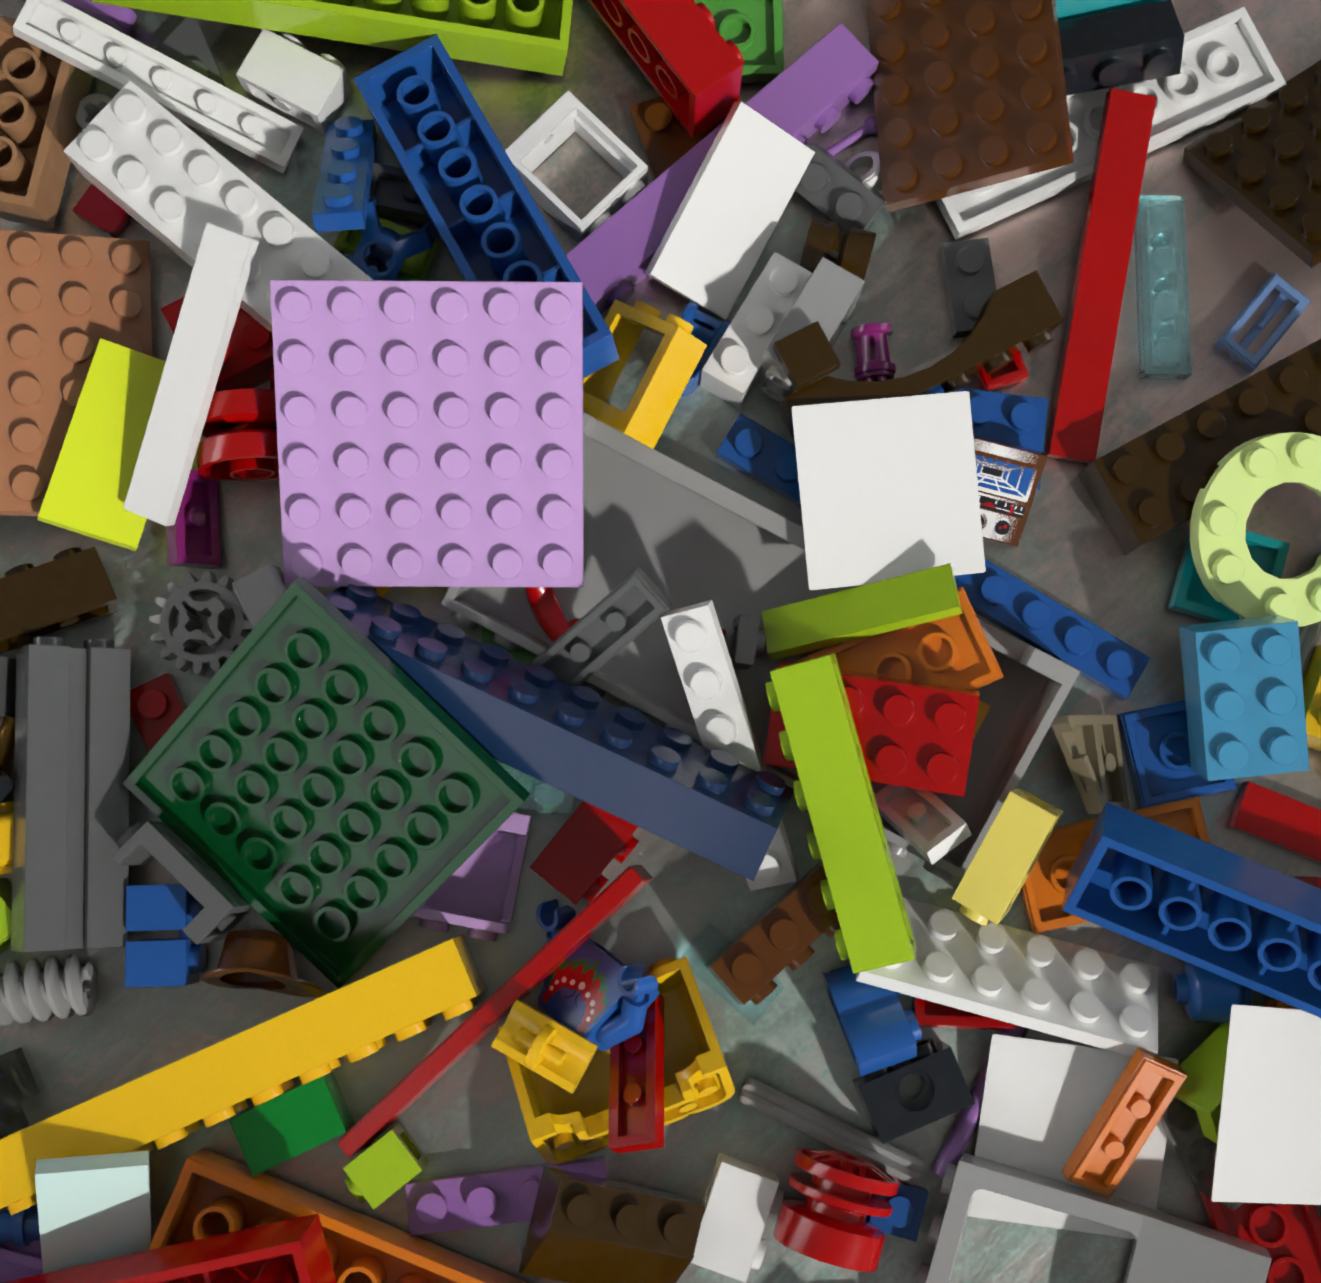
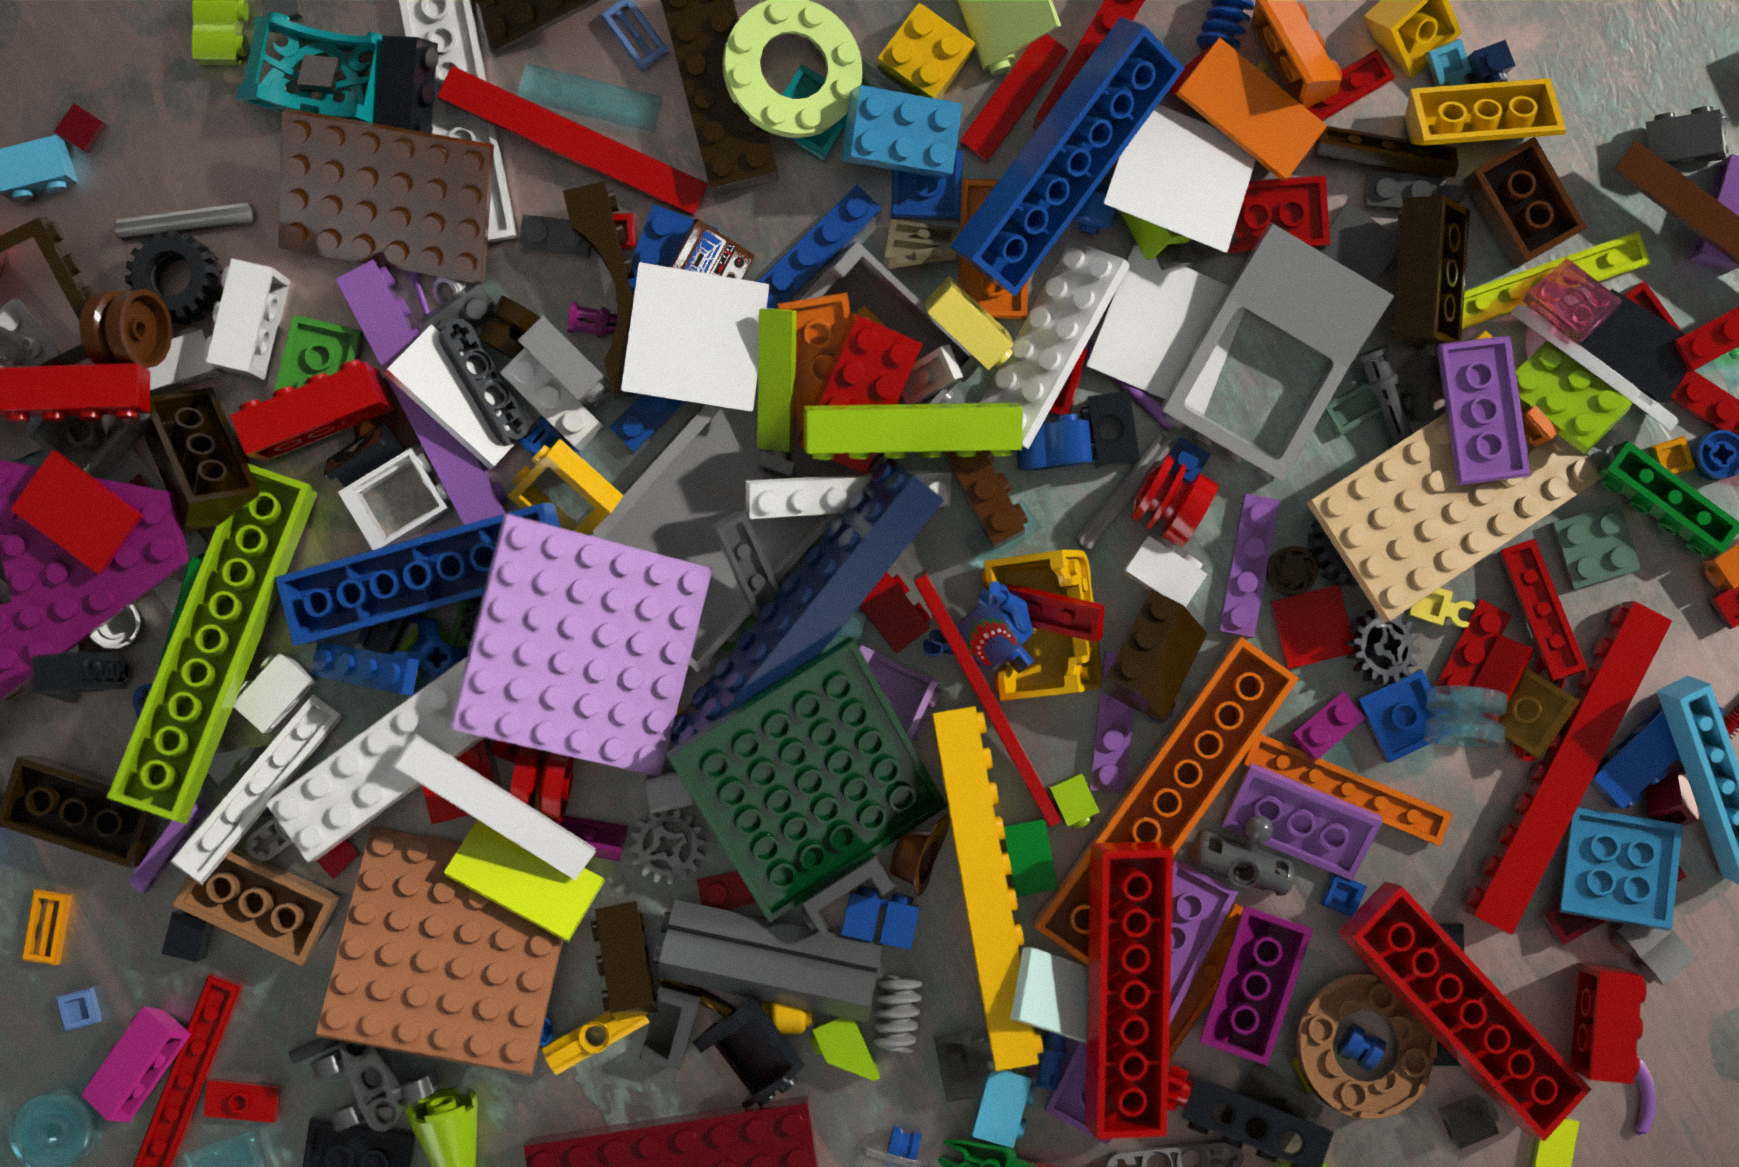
camera: 75 degrees left, 5 degrees up
(545, 1046) = (1019, 668): yellow hips -> none
(548, 611) = (723, 598): red arm -> none
(624, 113) = (363, 455): none -> black panel
(754, 231) = (479, 383): none -> black beam
(806, 355) = (588, 370): dark brown tile -> none
(1124, 1123) = (1165, 293): orange tile -> none

